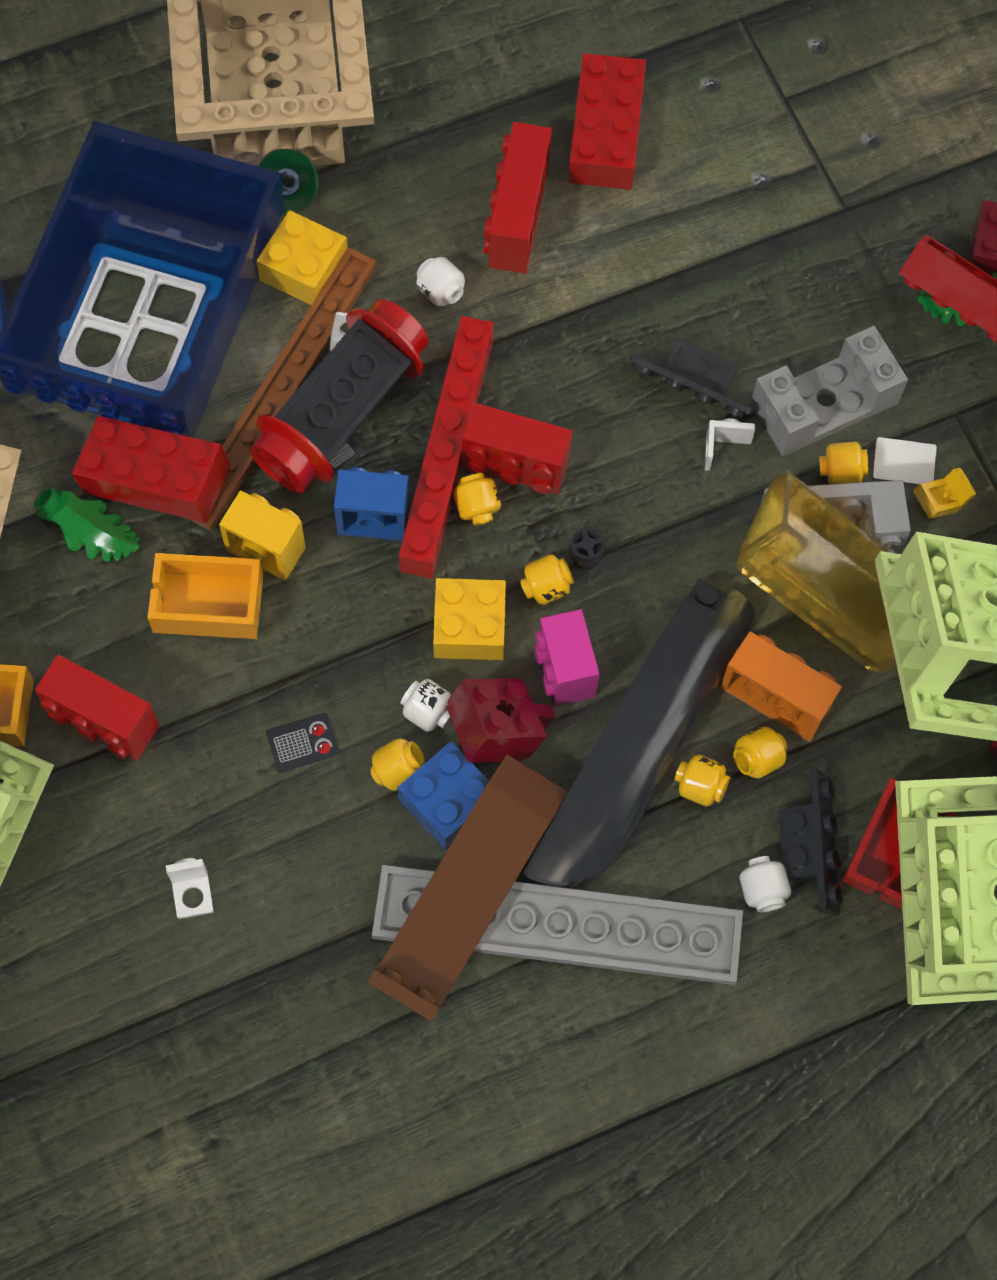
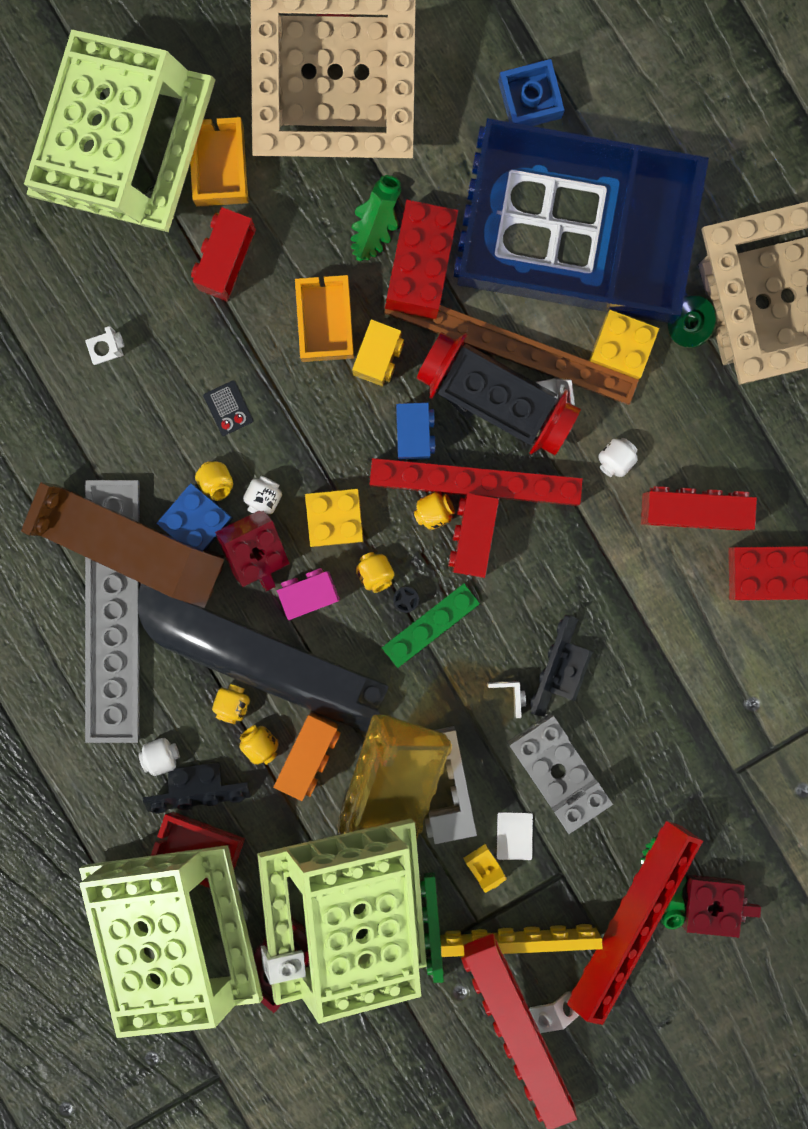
camera: 90 degrees right, 20 degrees up
(624, 526) = (430, 625): none -> green plate
(844, 463) = (500, 789): yellow head -> none

